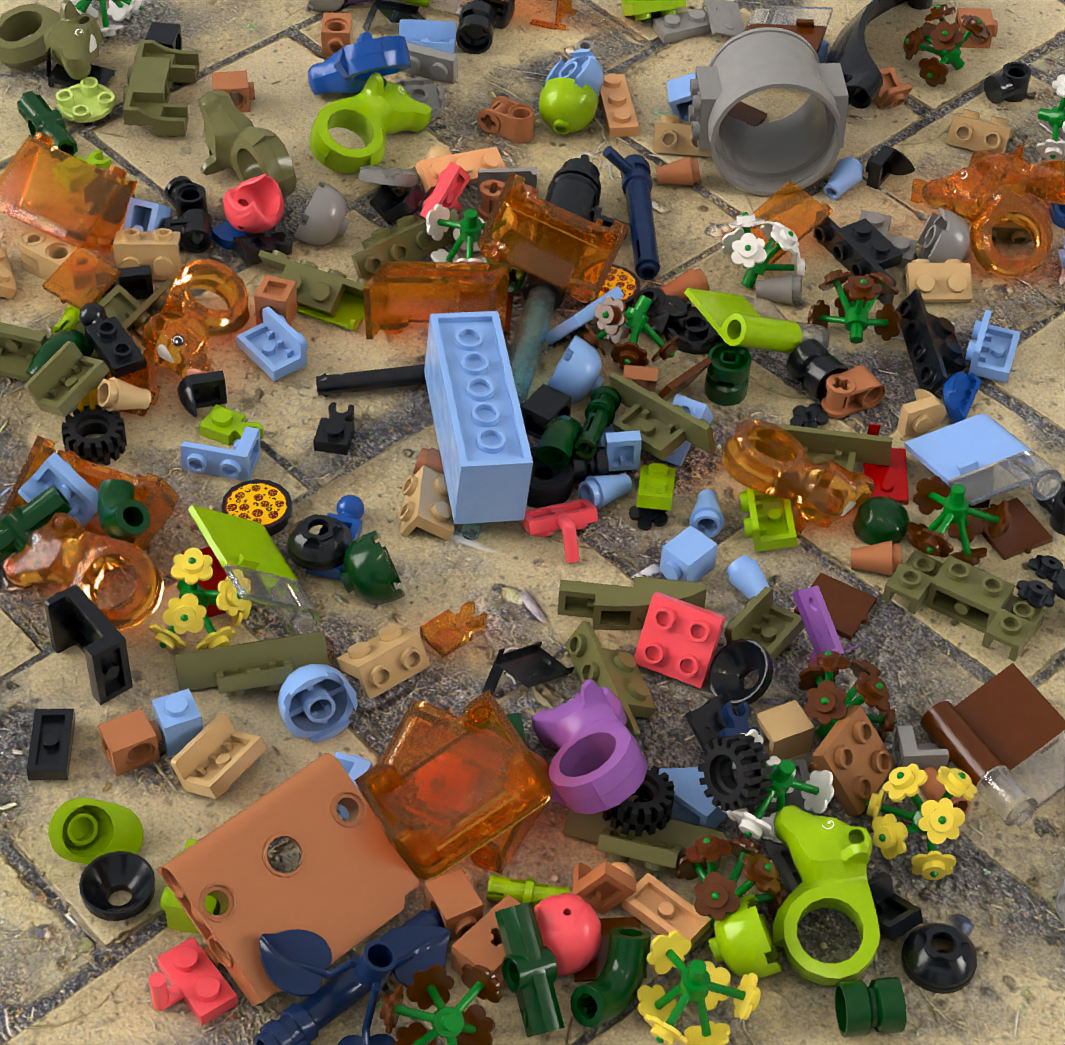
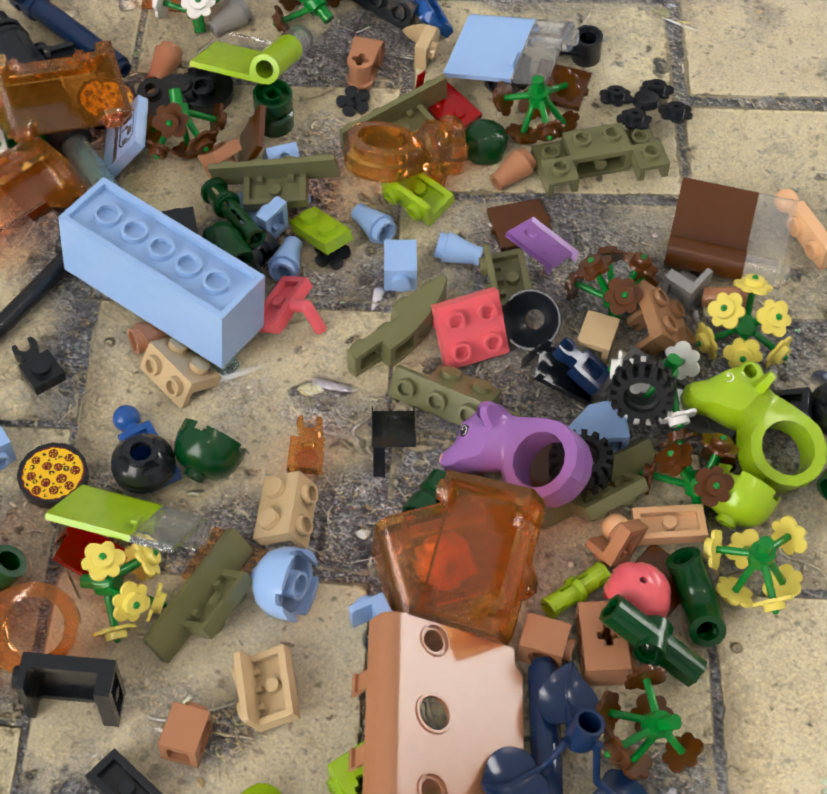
camera: 45 degrees left, 10 degrees up
(177, 720) = (206, 684): light blue brick -> none
(577, 370) = (167, 183): light blue cylinder -> none
(813, 365) = (325, 60): black wheel -> none

